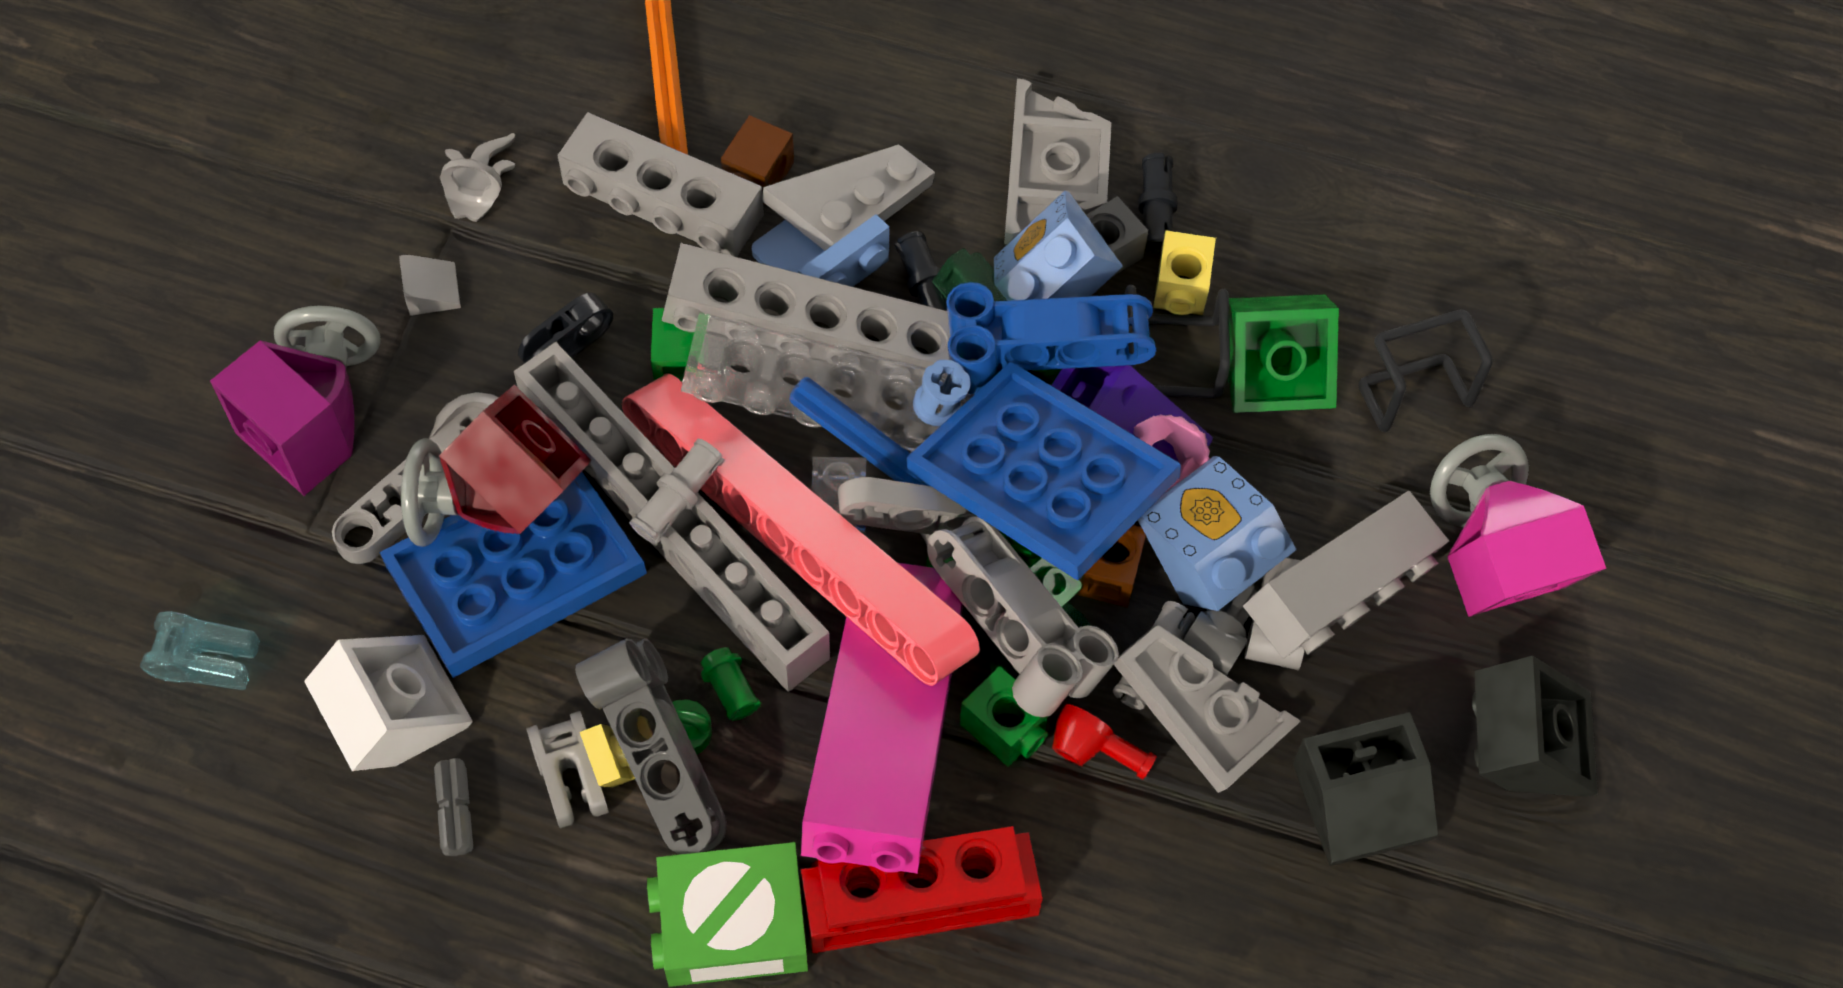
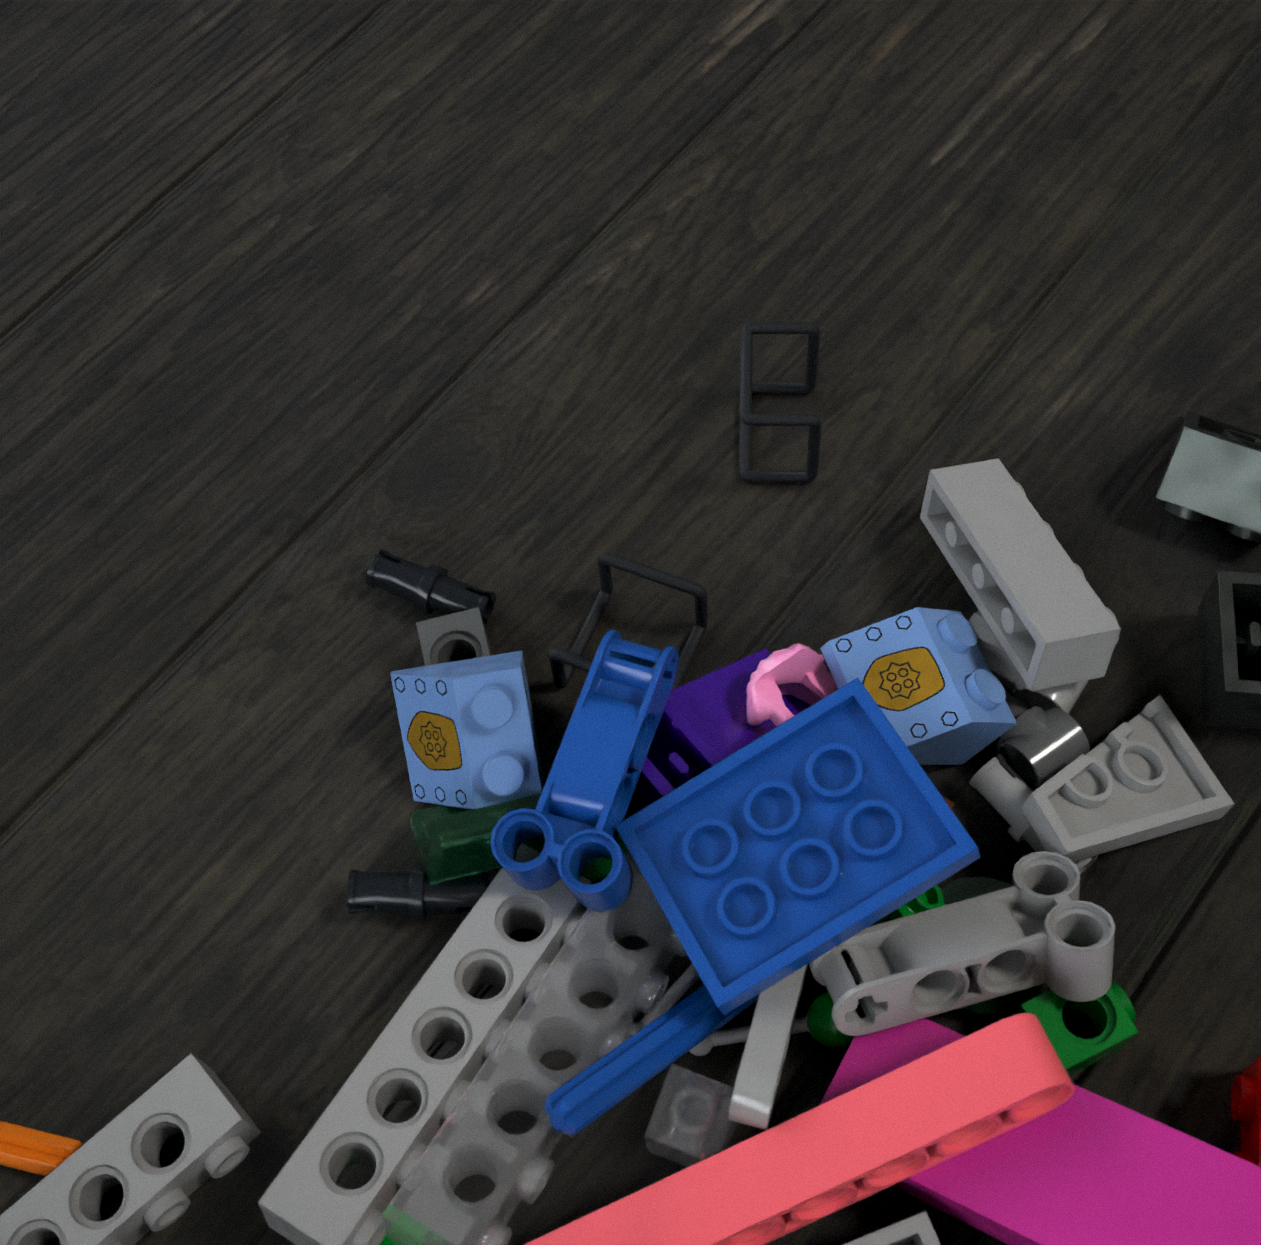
camera: 60 degrees left, 0 degrees up
(759, 153) = (131, 1041): reddish brown brick -> none
(843, 263) = (311, 1010): medium blue bracket -> none
(845, 195) = (253, 947): light grey wing -> none
(936, 392) = (617, 911): medium blue bush -> none
(1053, 153) = (319, 680): light grey wing -> none
(1083, 735) = (1132, 942): red bar -> none
(1189, 257) = (534, 573): light yellow brick -> none
(1283, 353) = (688, 524): green slope -> none
(1516, 535) = (1035, 394): dark pink piece -> none

